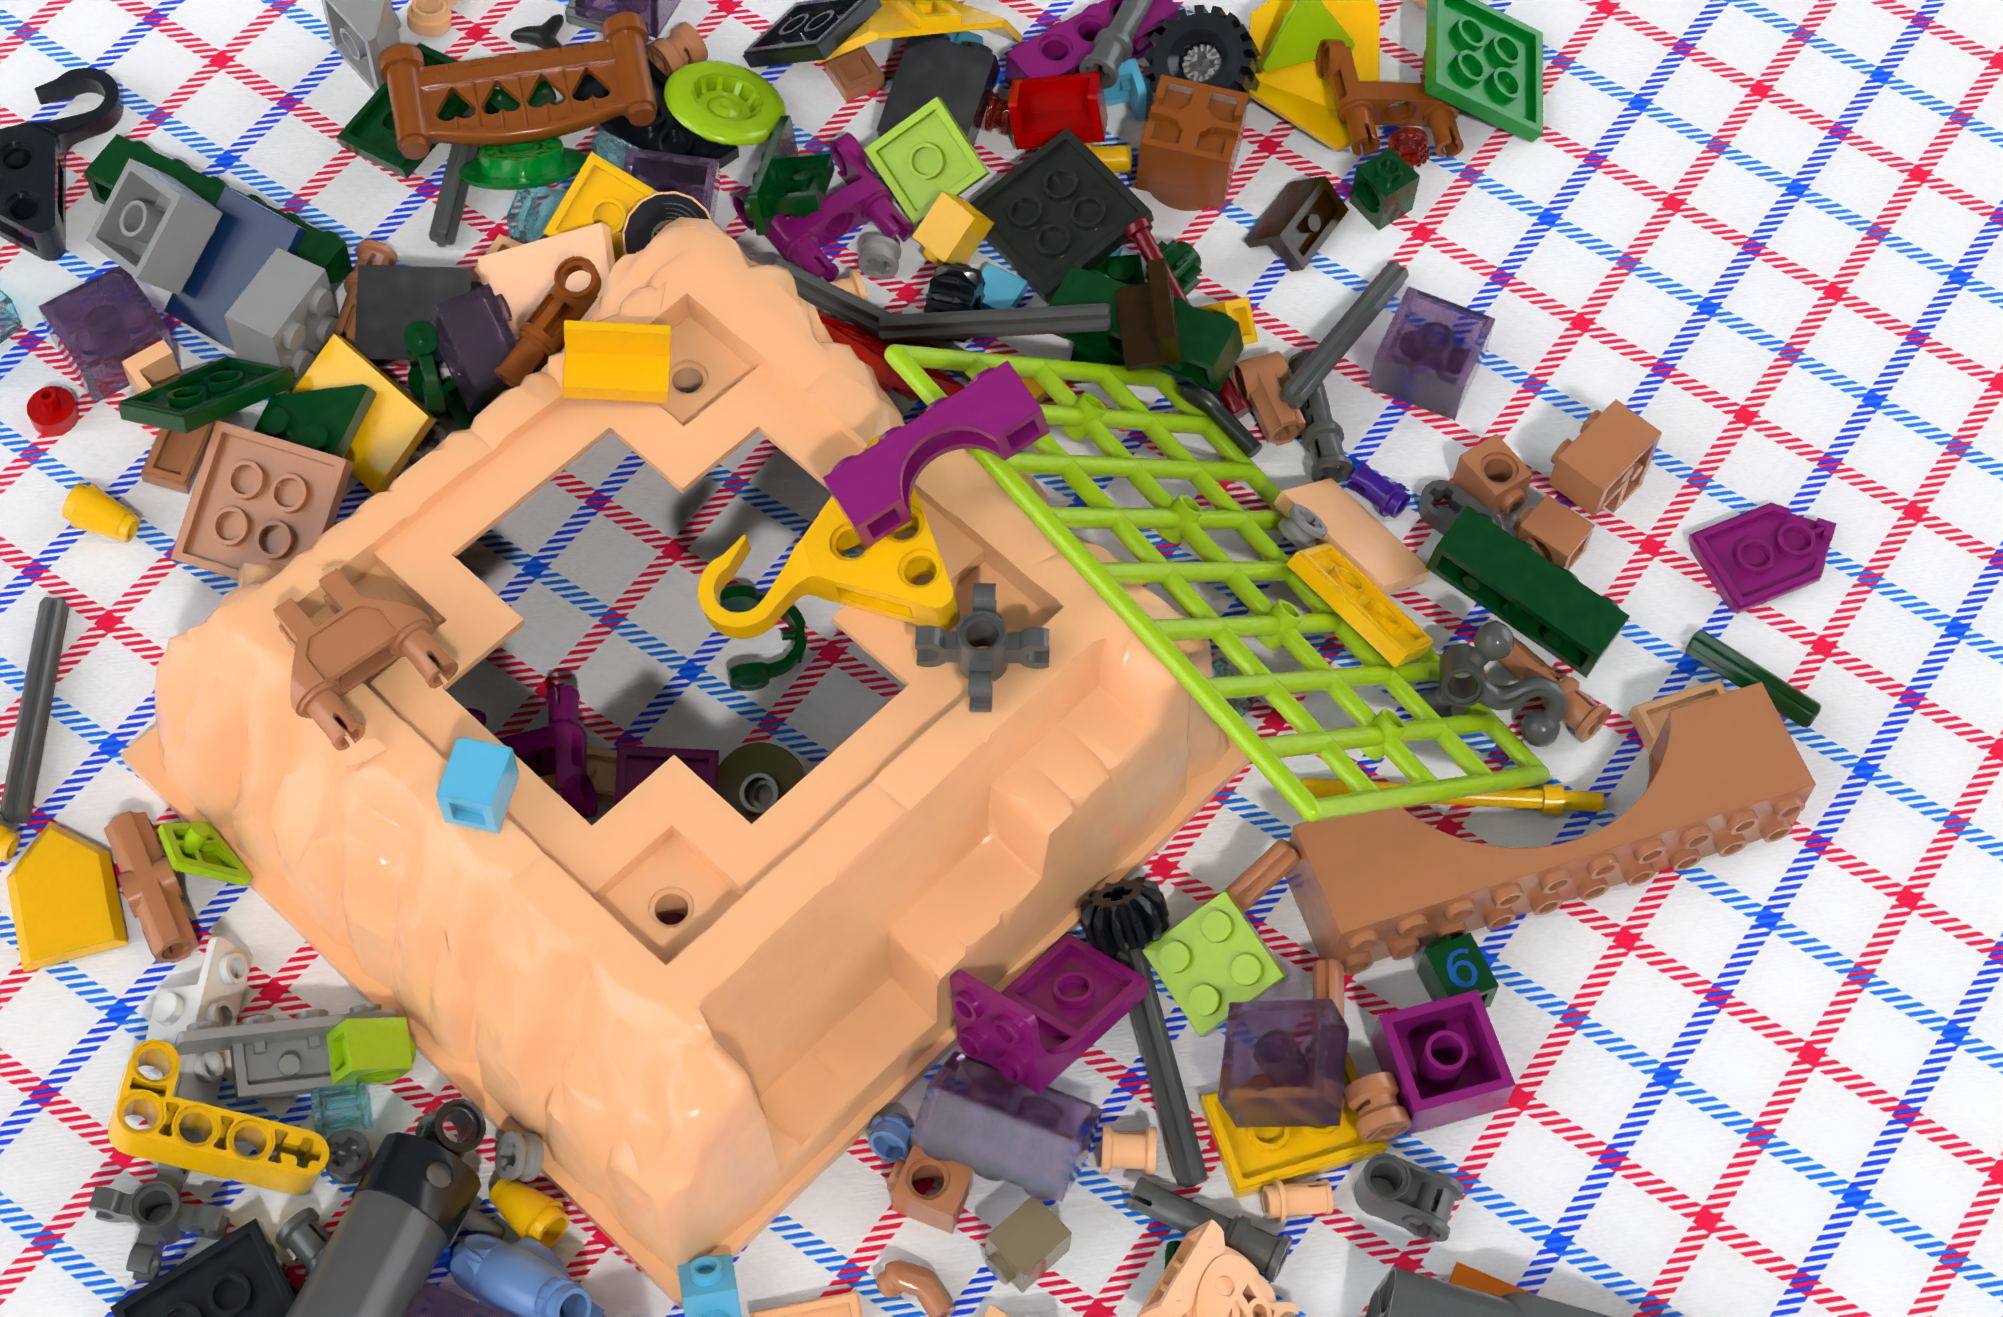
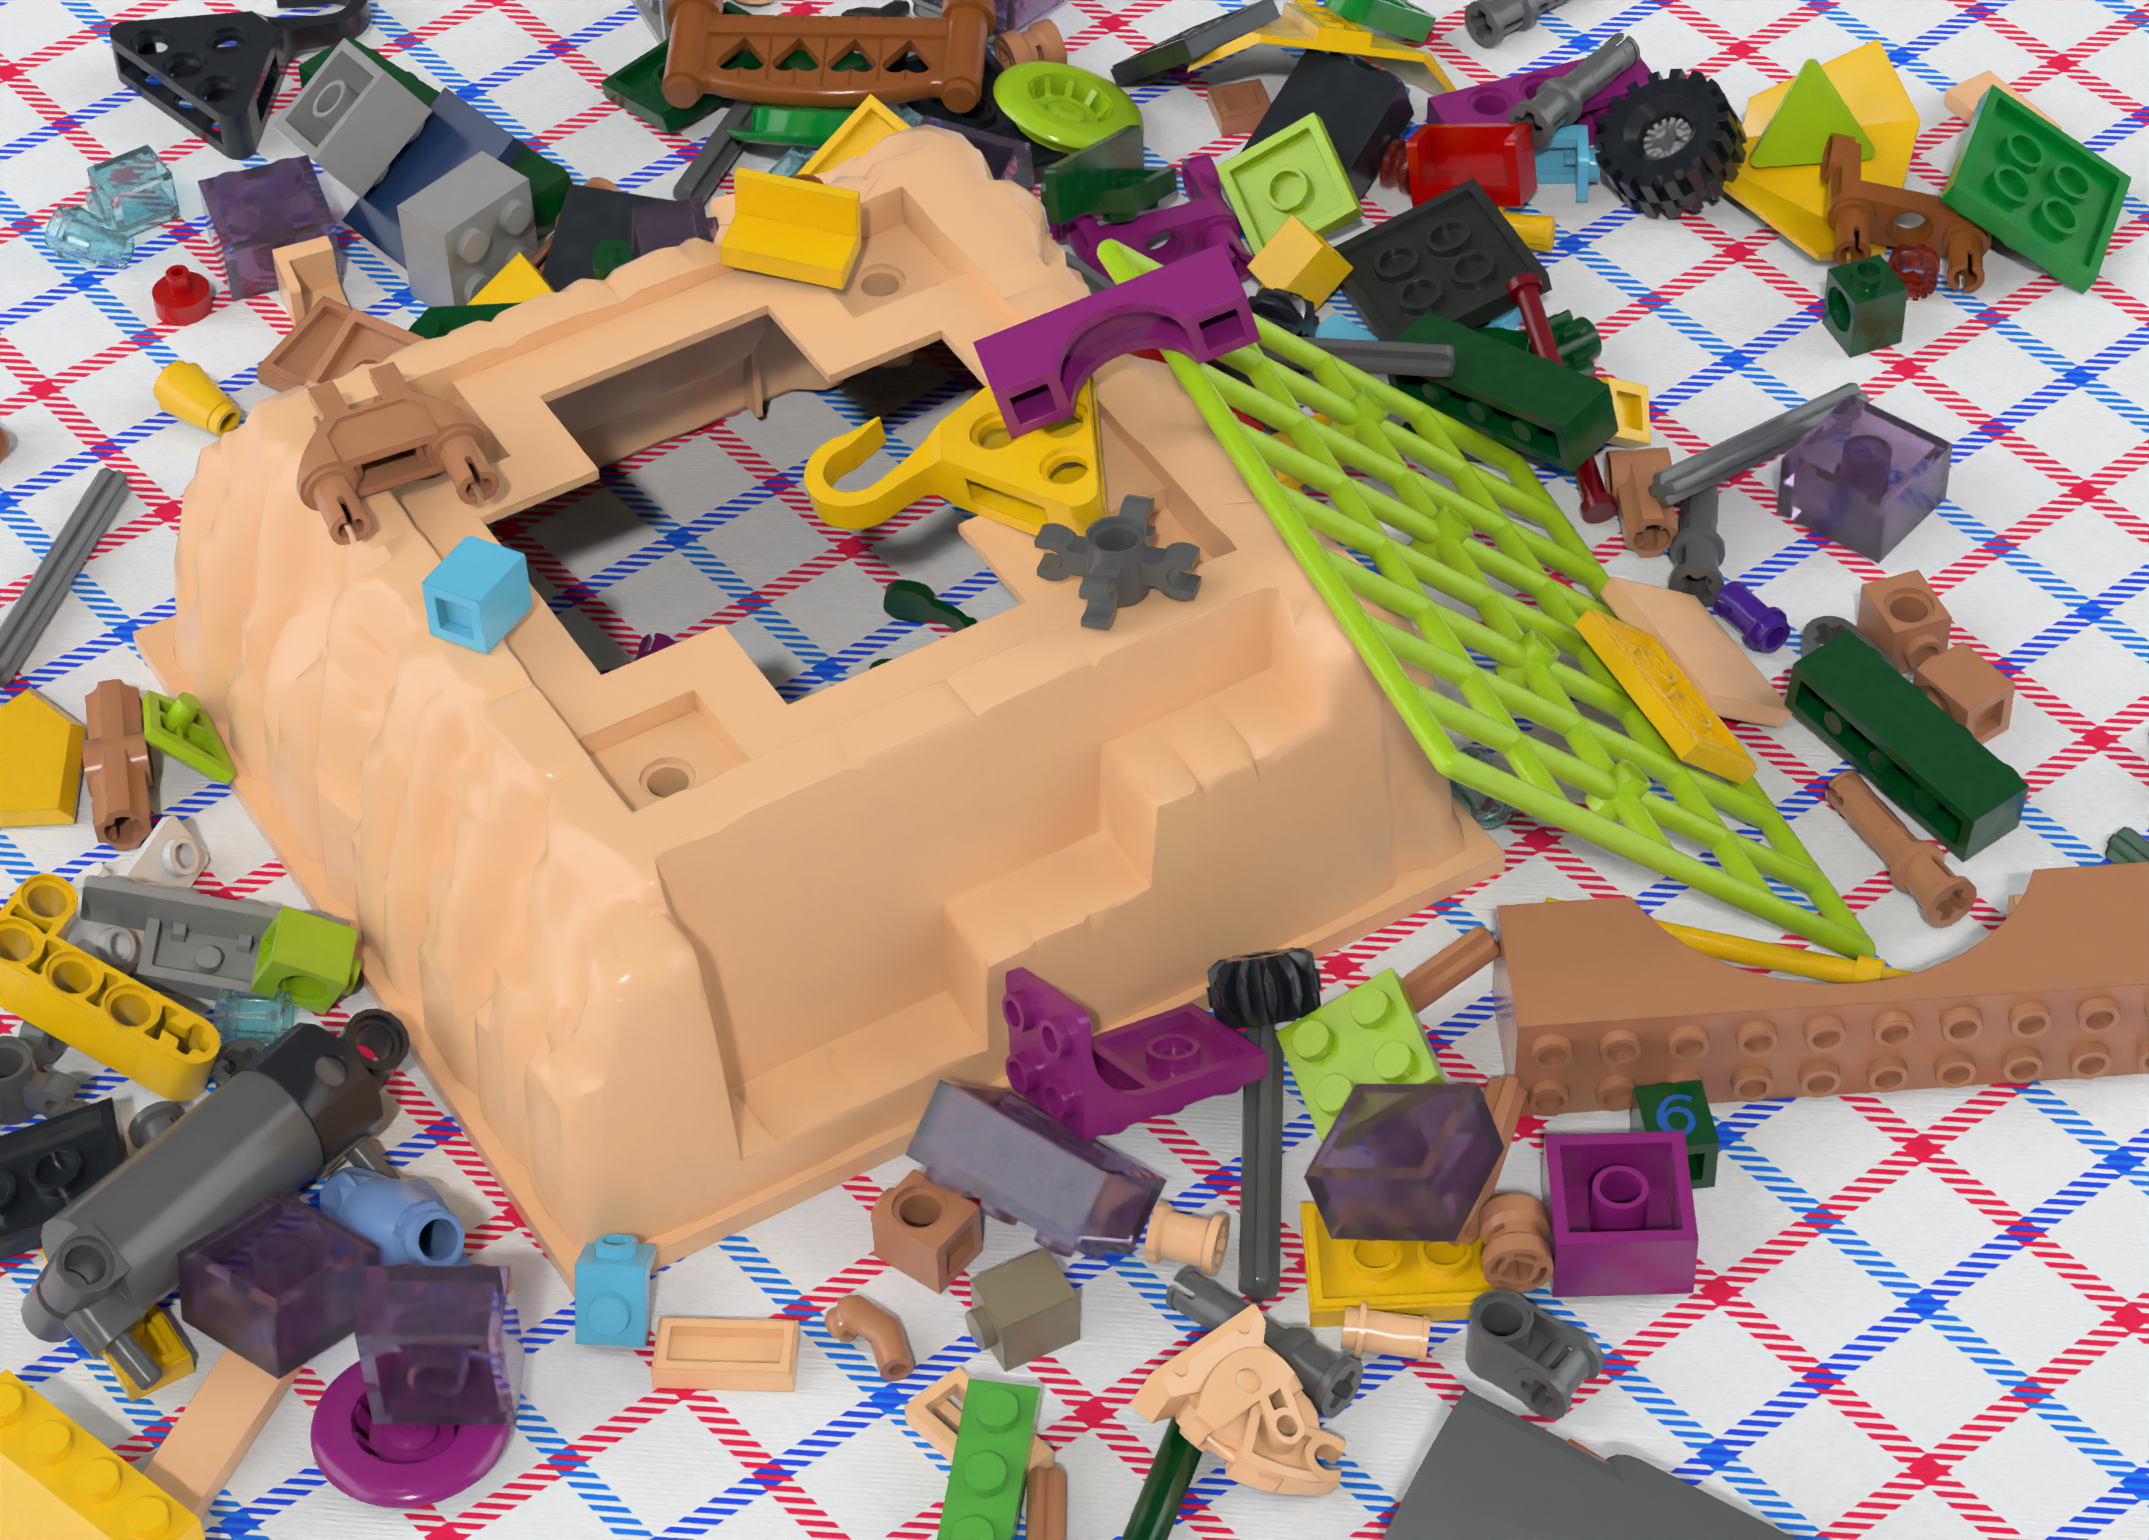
camera: 20 degrees right, 15 degrees down
(206, 394) = (354, 290): dark green tile -> none
(519, 1156) = (439, 1096): light grey bush -> none
(530, 1211) = (436, 1160): yellow cone -> none
(891, 1137) = (890, 1165): medium blue plate -> none
(1149, 320) = (1500, 368): dark brown panel -> none
(1191, 143) = (1625, 218): dark orange piece -> none
(1209, 403) = (1562, 491): pearl dark grey piece -> none
(1299, 221) = (1749, 328): dark brown panel -> none
(1302, 527) = (1624, 606): light grey bush -> none
(1494, 643) = (1825, 763): dark grey piece -> none
(1605, 459) = (2051, 615): nougat brick -> none

